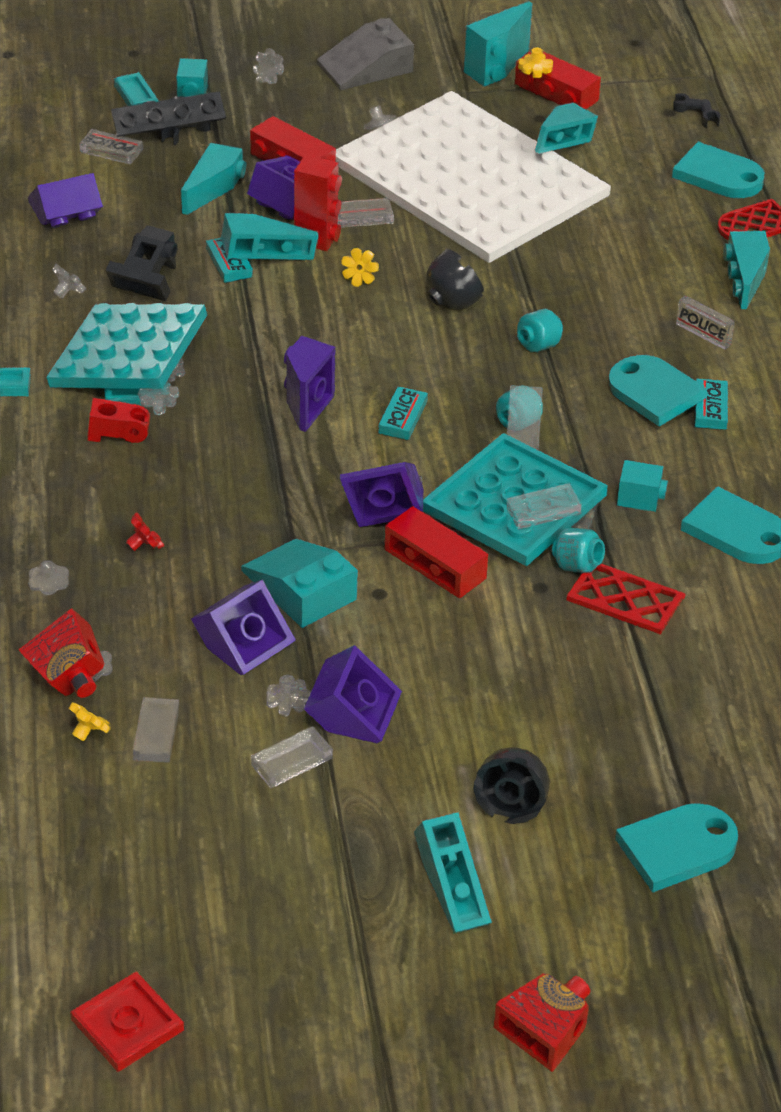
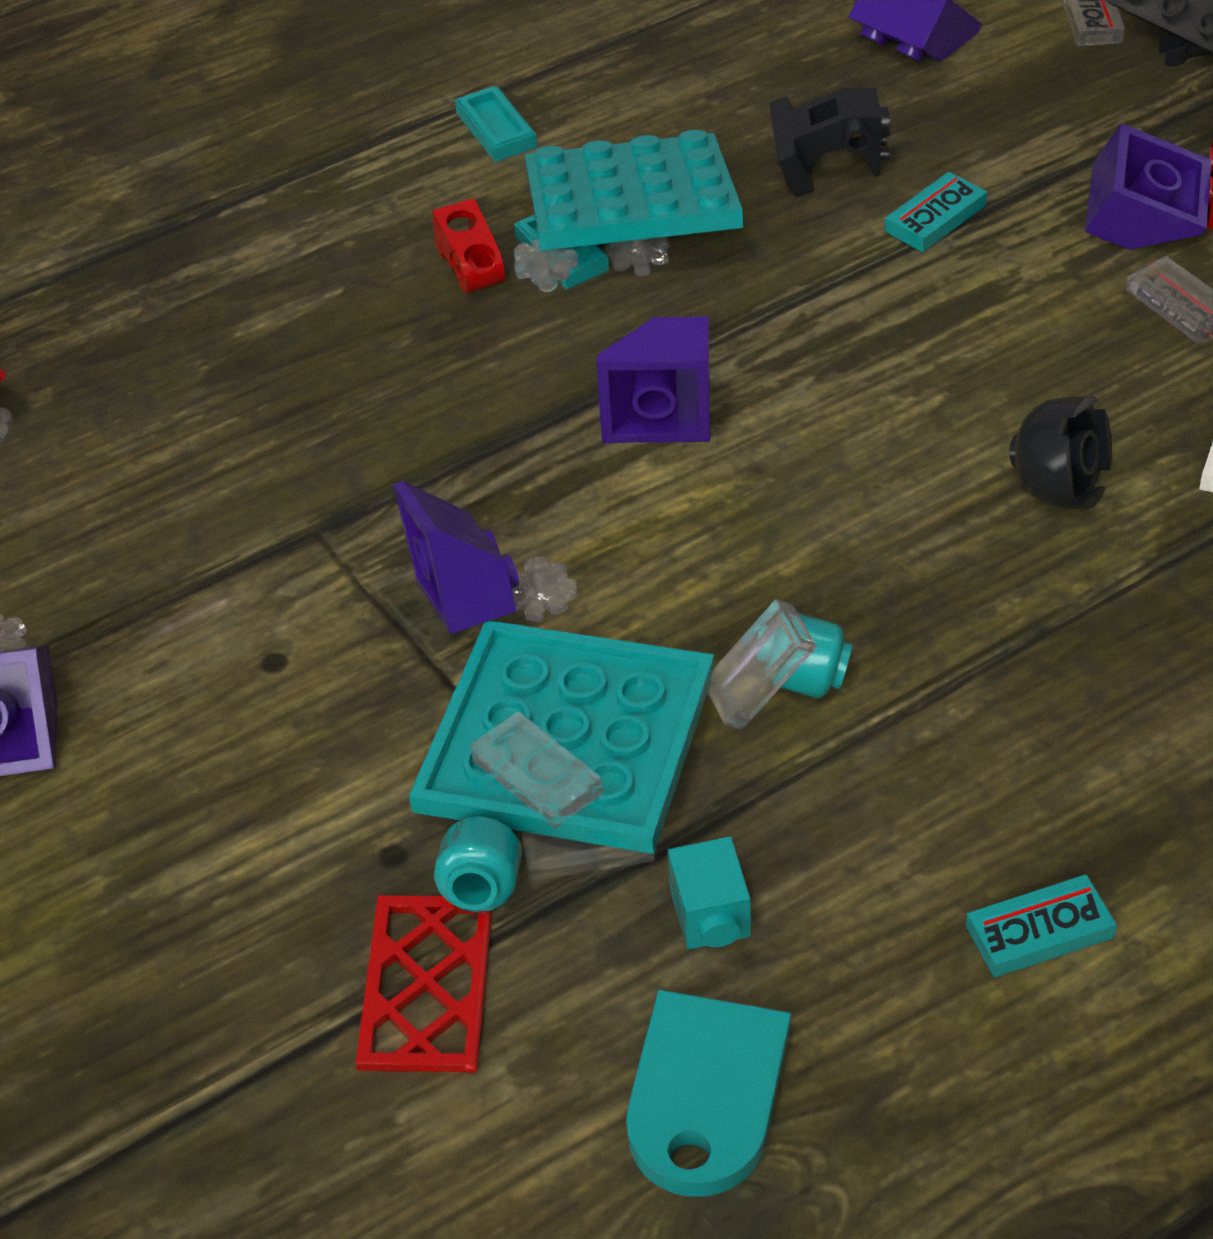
camera: 70 degrees right, 5 degrees up
(48, 578) = (131, 321): clear plant -> none
(66, 282) = (741, 89): clear plant -> none
(143, 534) = (249, 364): red plant -> none
(213, 176) = (1091, 113): teal slope -> none
(244, 628) = (91, 536): dark purple slope -> none
(265, 238) = (983, 211): teal slope -> none
(305, 579) = (234, 560): teal slope -> none
(317, 199) = (1085, 217): red brick -> none
(359, 267) = (1026, 343): yellow plant -> none
(403, 413) = (711, 527): teal tile -> none
(436, 552) = (376, 685): red brick -> none
(539, 330) = (1038, 606): teal head -> none
(655, 388) = (1005, 827): teal tile -> none

